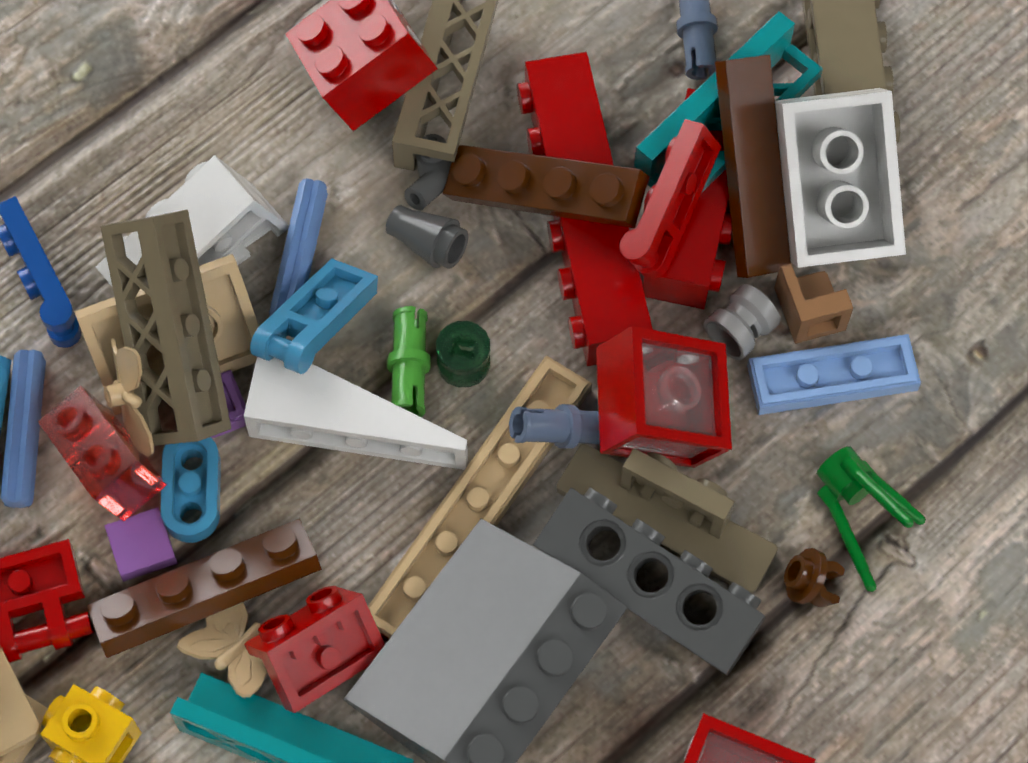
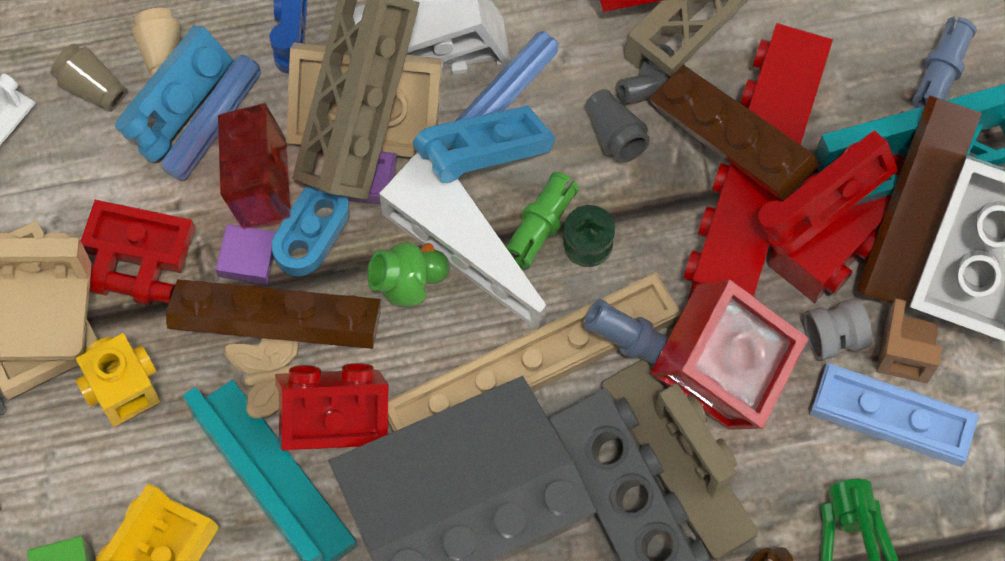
camera: 30 degrees right, 0 degrees up
(120, 393) = (292, 126): tan piece -> none
(310, 479) = (405, 271): none -> bright green animal

